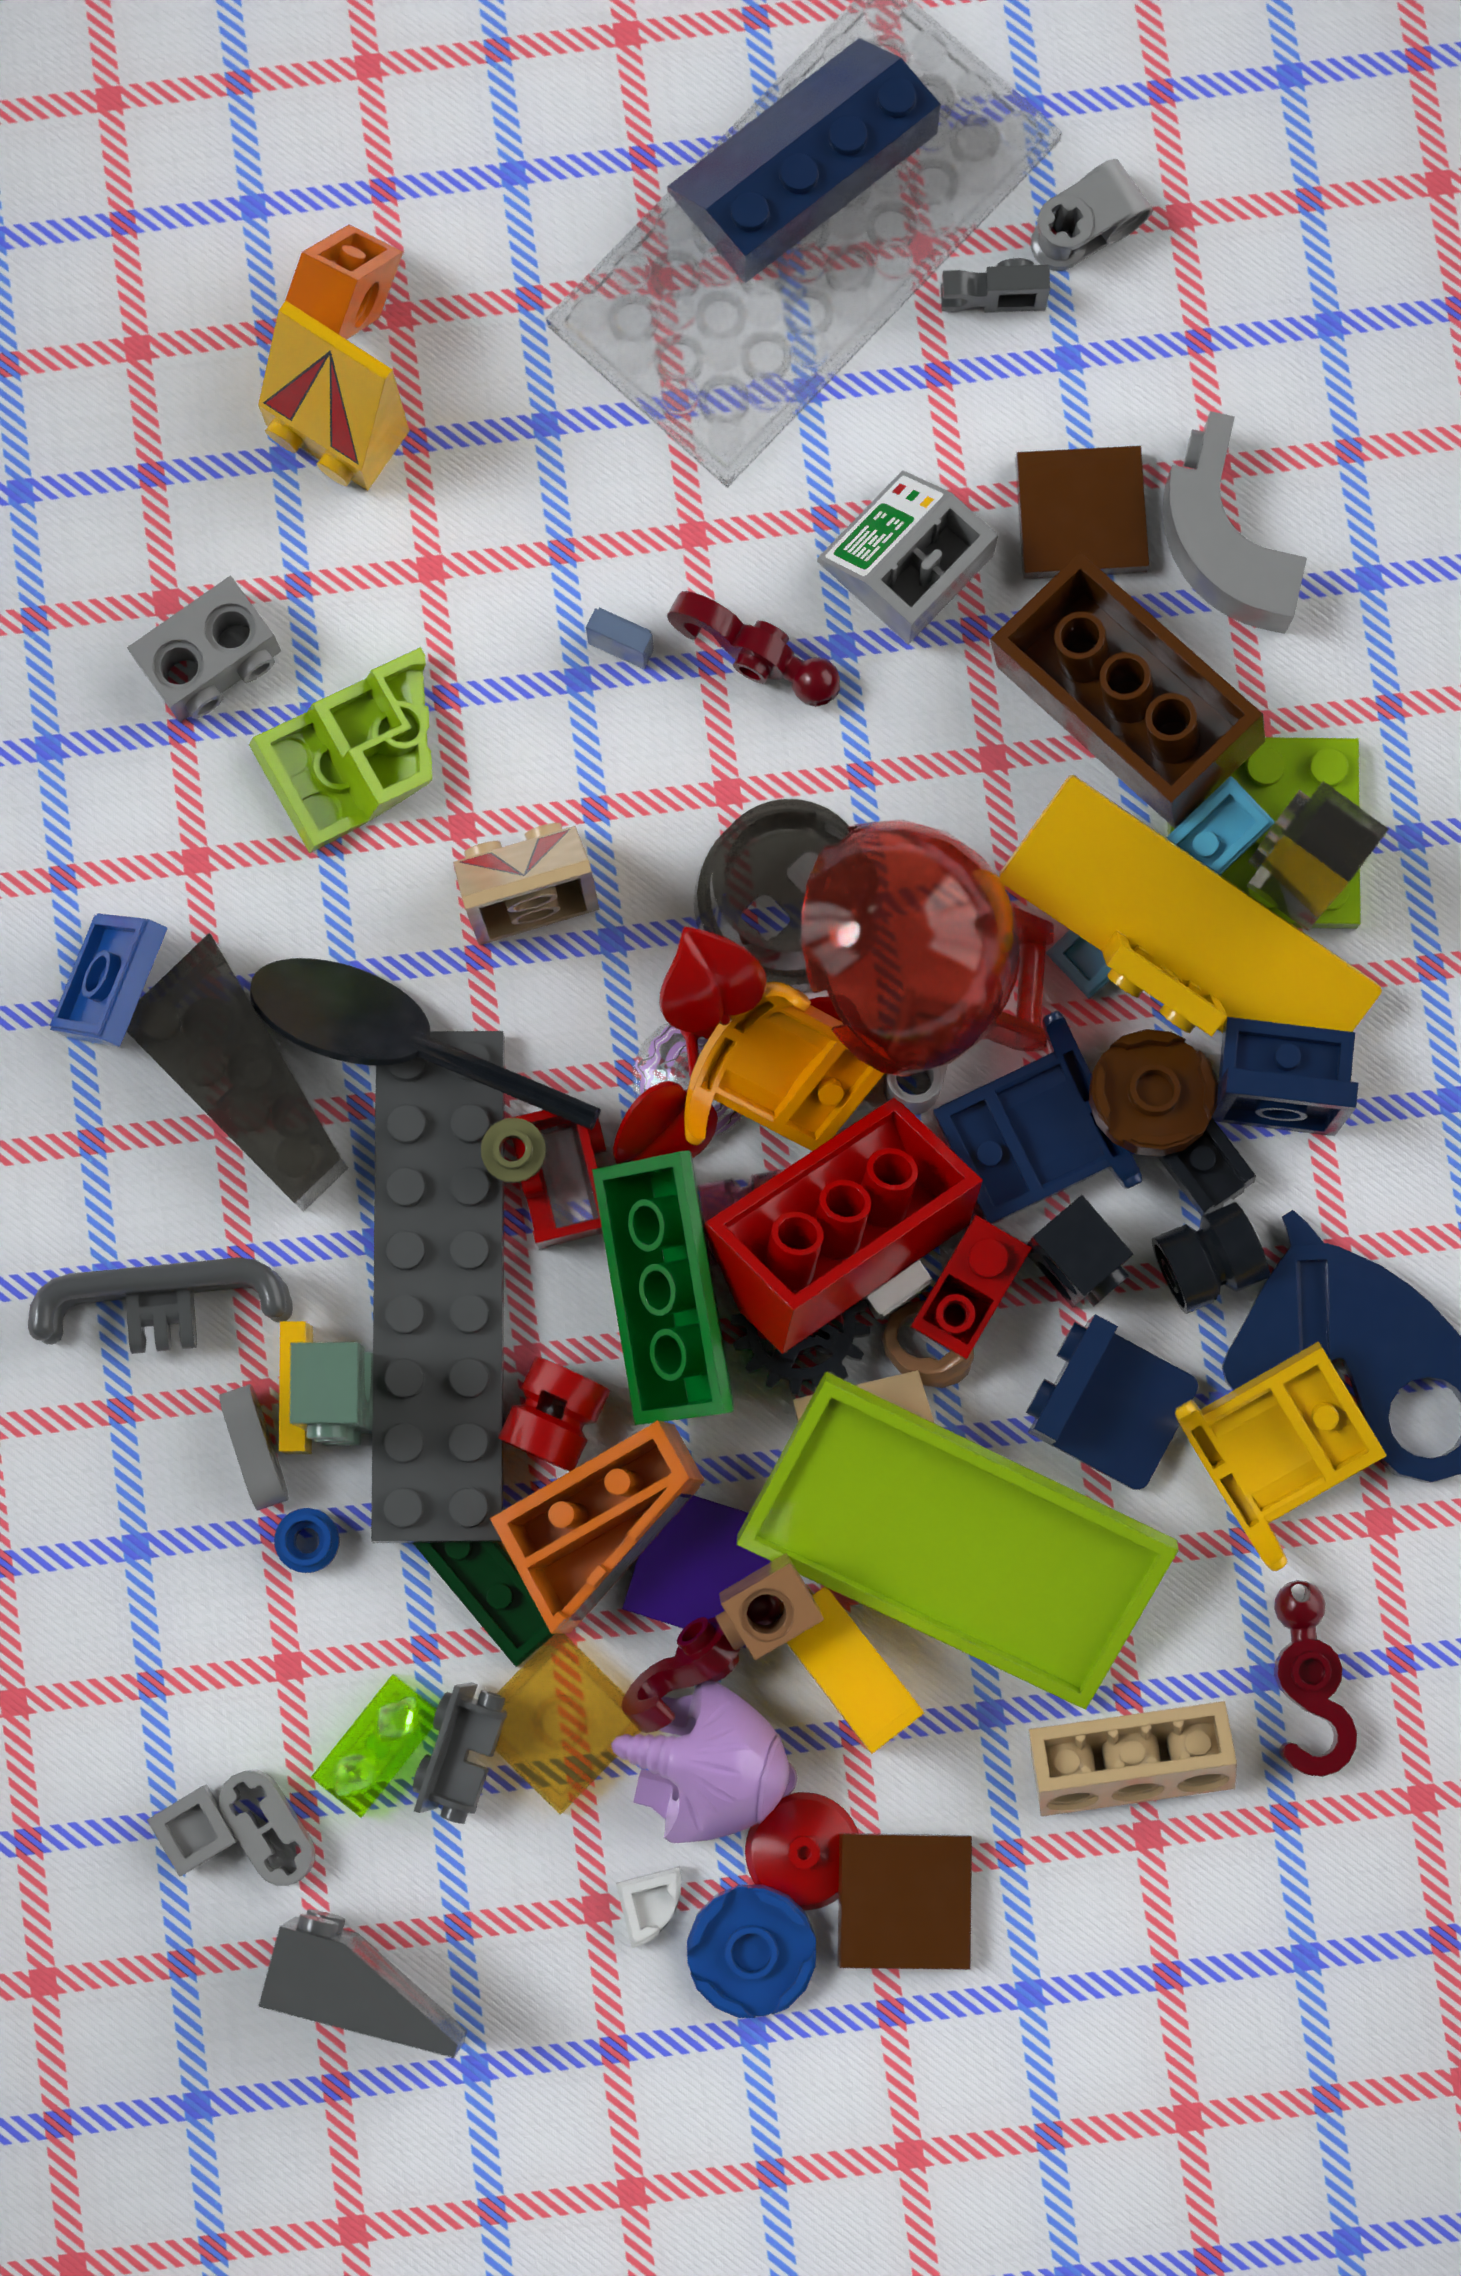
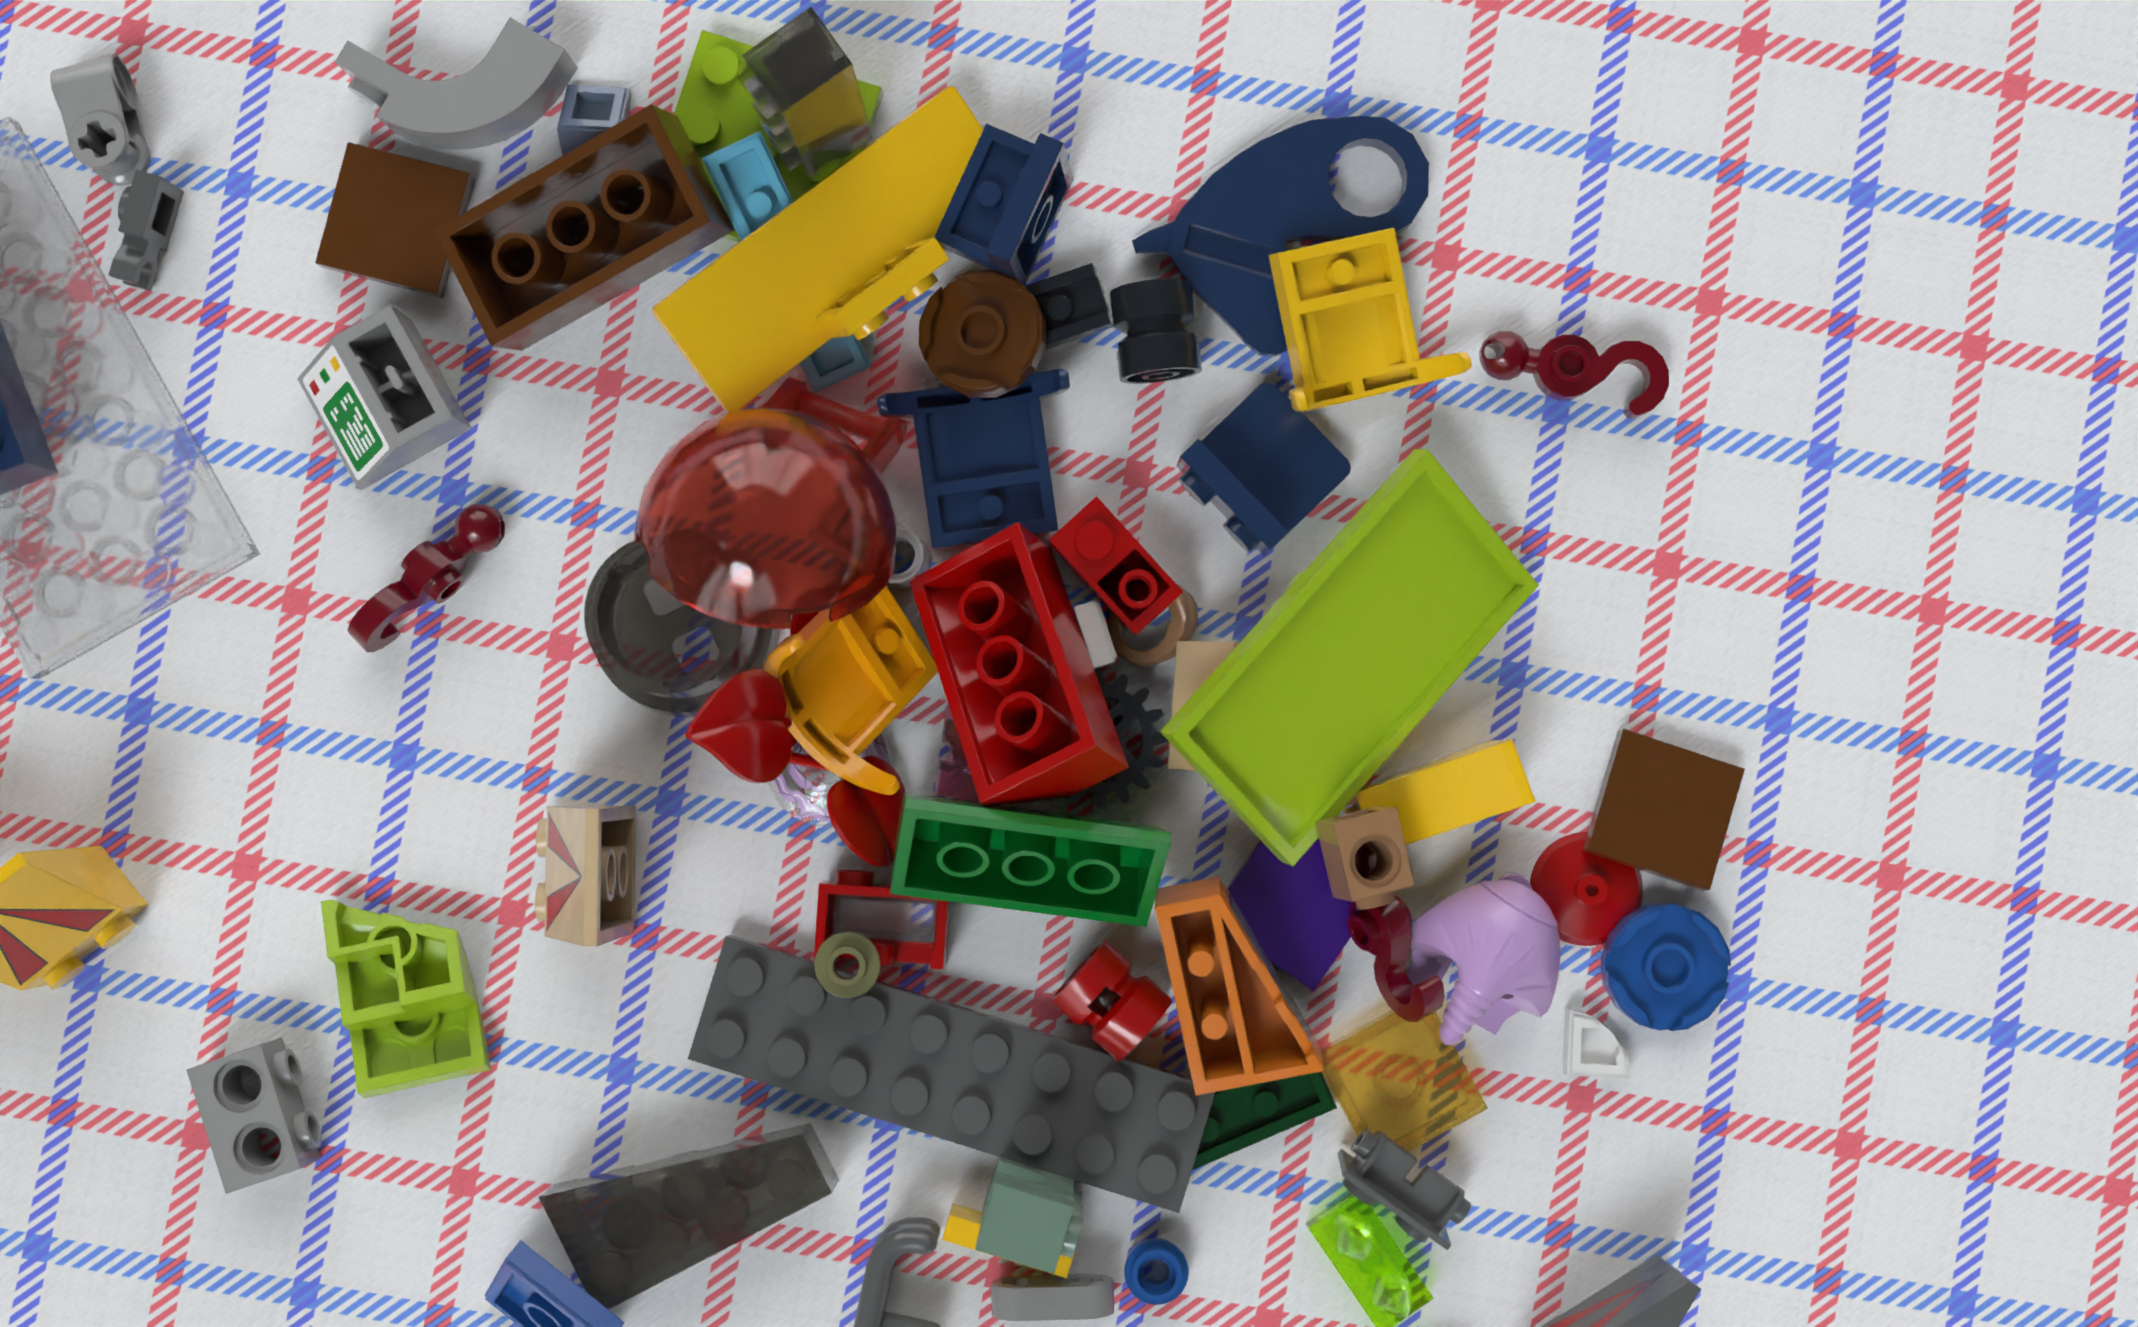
camera: 75 degrees left, 5 degrees up
(373, 1022) = (677, 1061): black piece -> none
(620, 637) = (374, 704): sand blue tile -> none
(1080, 1254) = (1116, 451): black brick -> none
(1133, 1758) = (1601, 555): tan brick -> none
(1242, 661) = (590, 112): none -> sand blue slope

